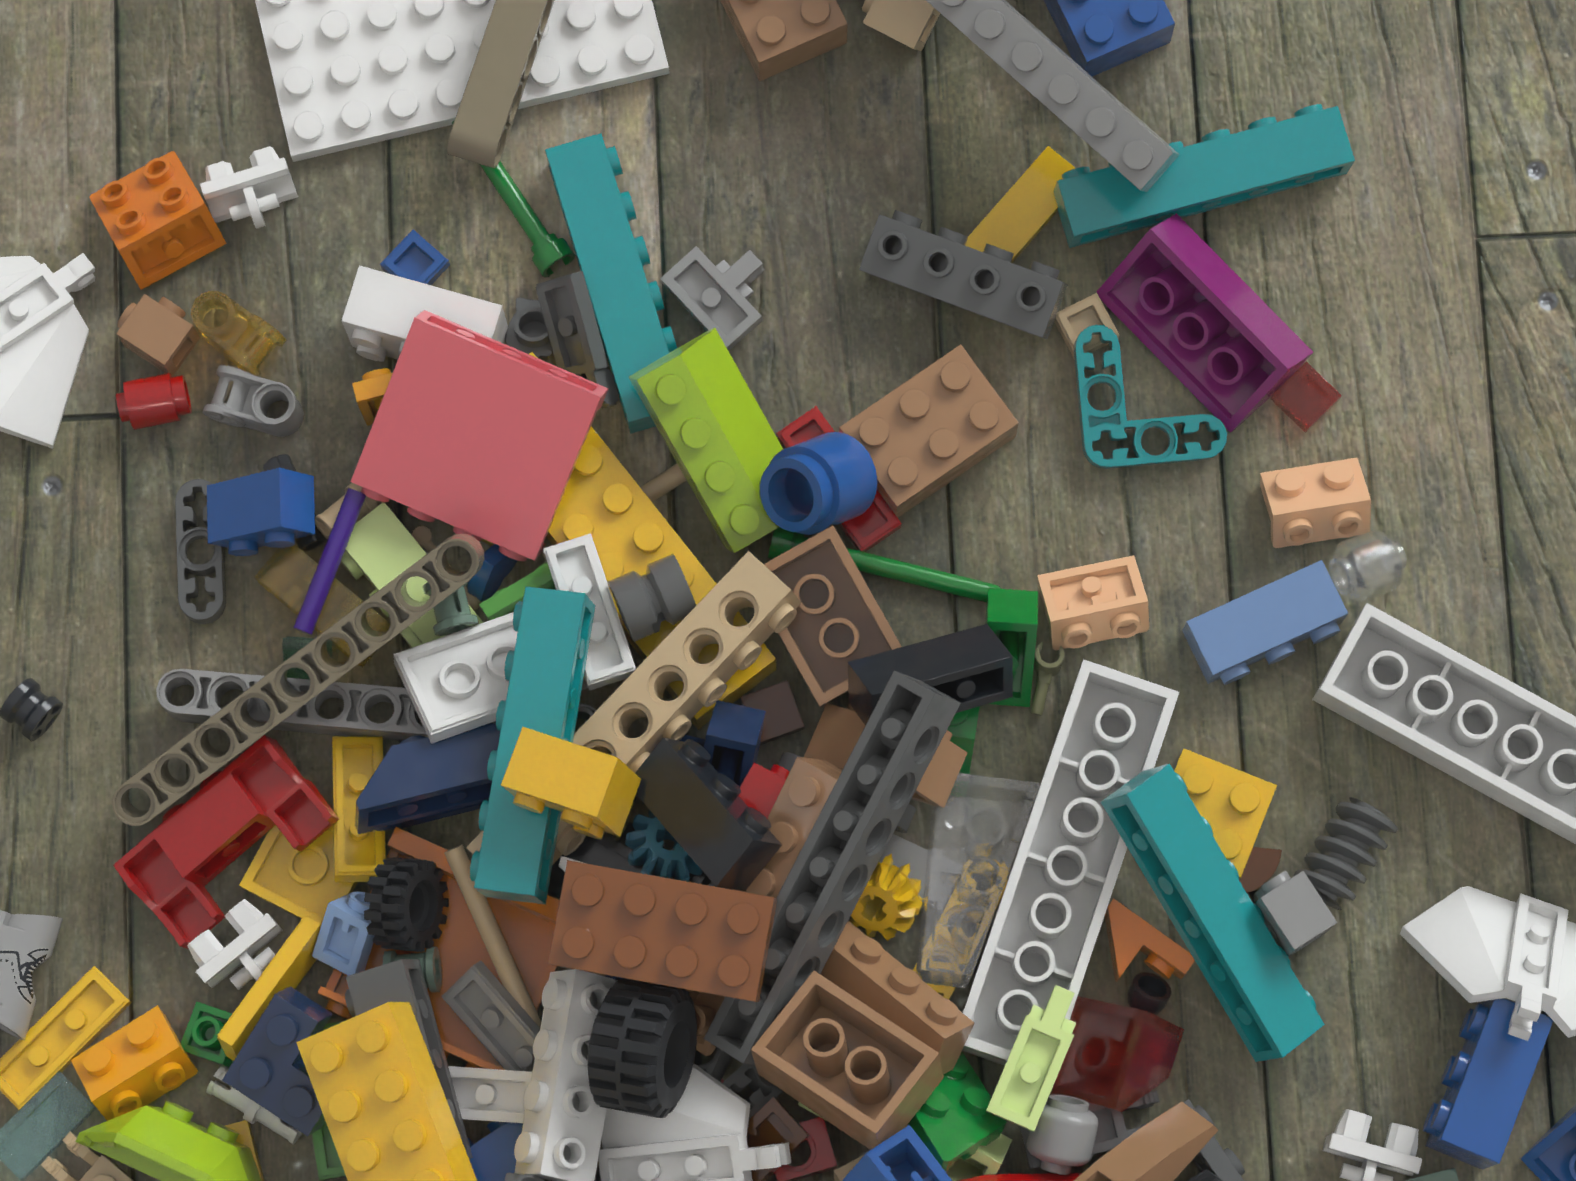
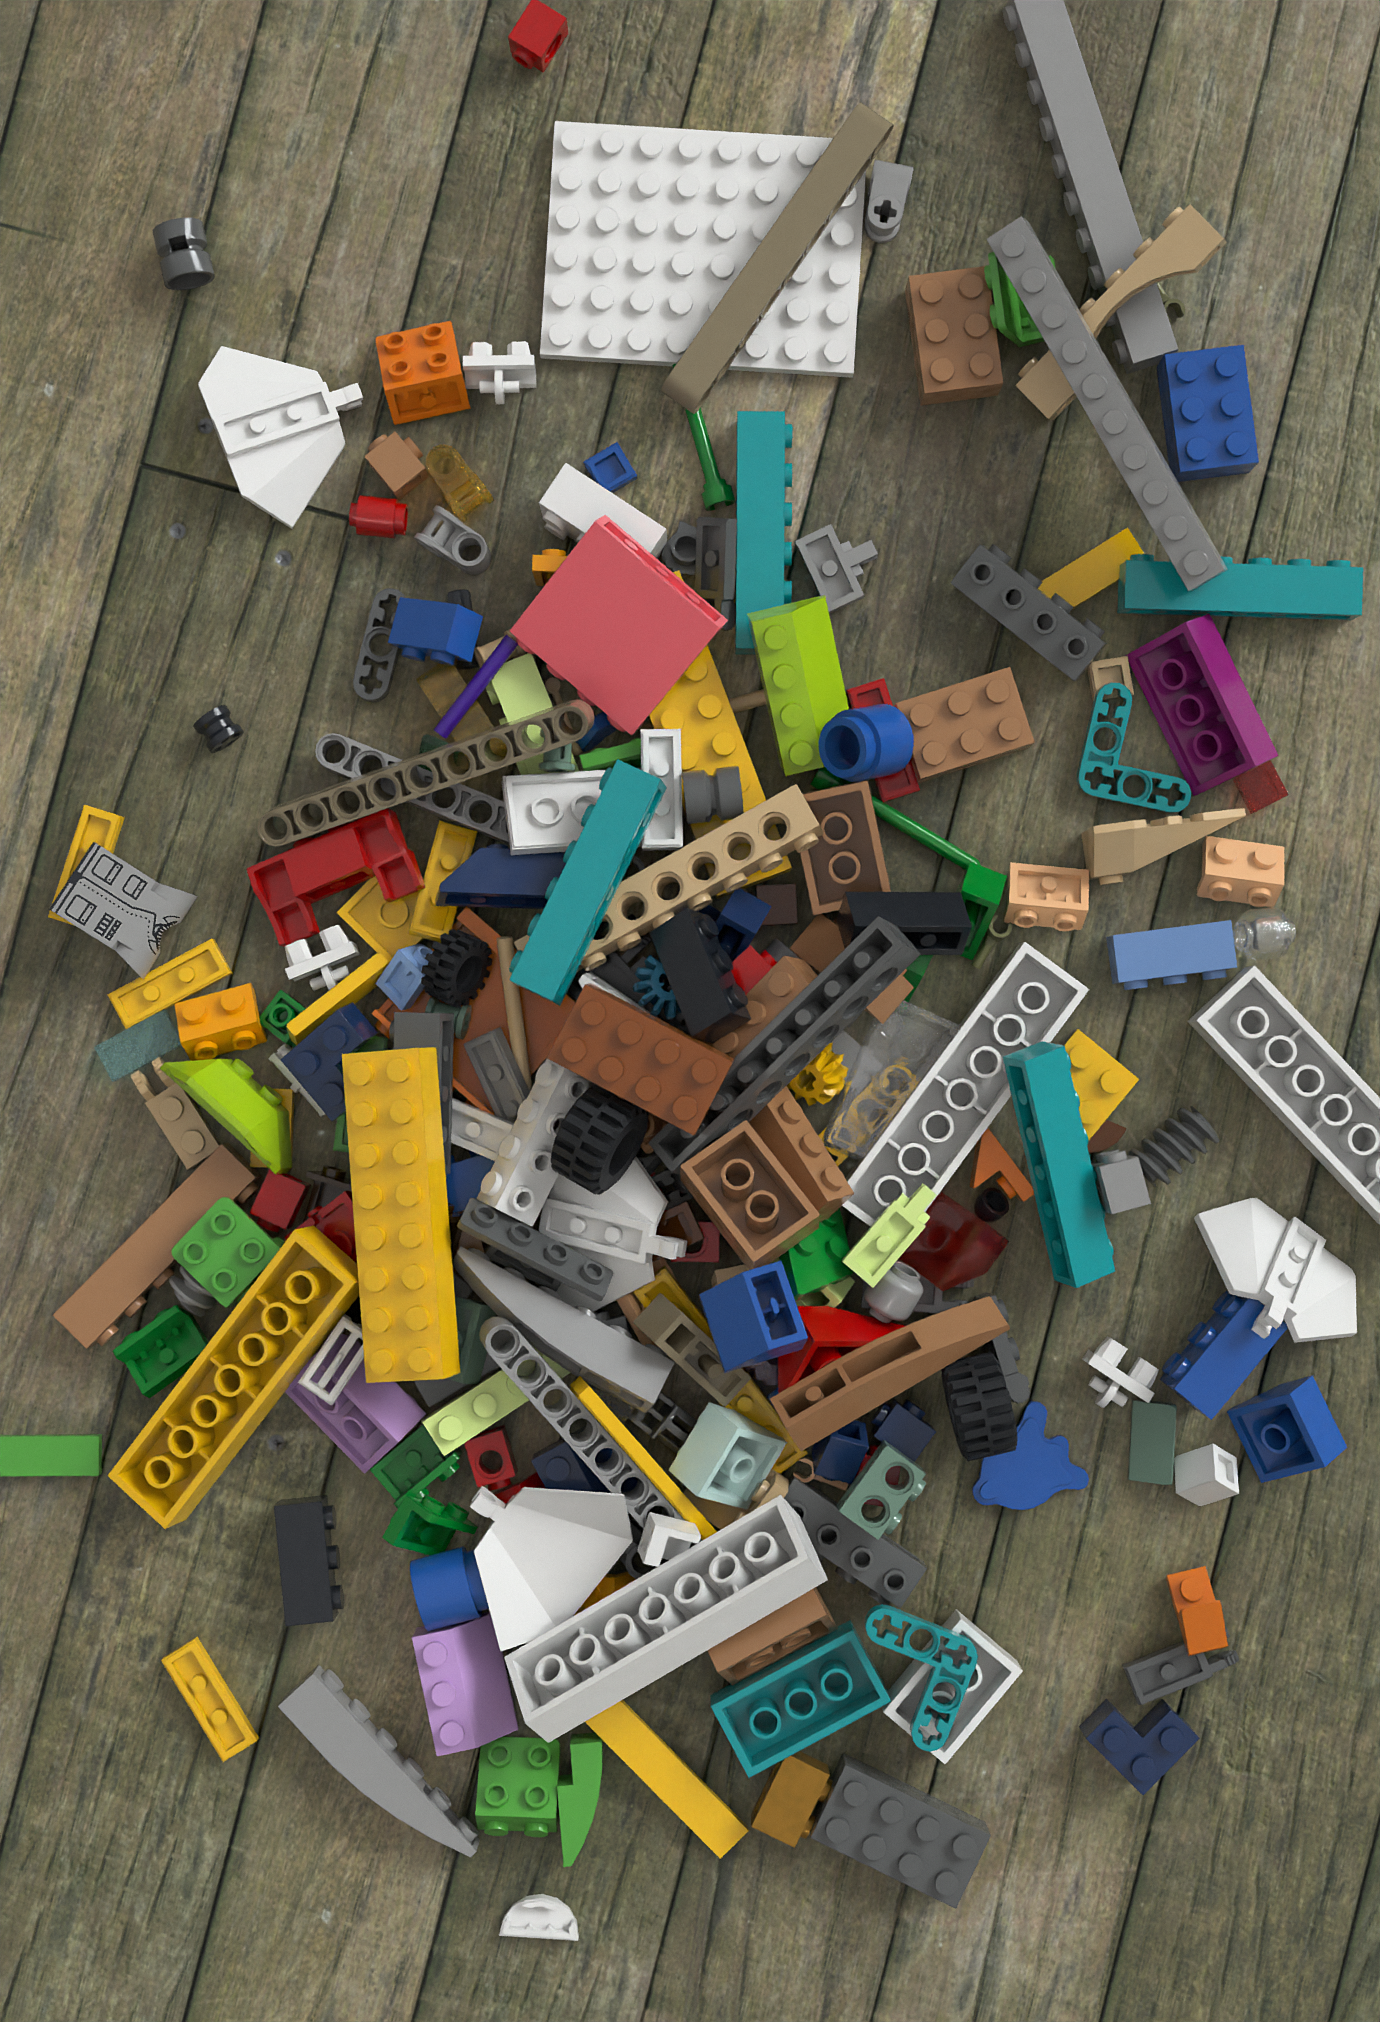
camera: 15 degrees right, 10 degrees up
(580, 782) = (615, 929): yellow brick -> none
(1173, 509) = (1130, 845): none -> tan wedge

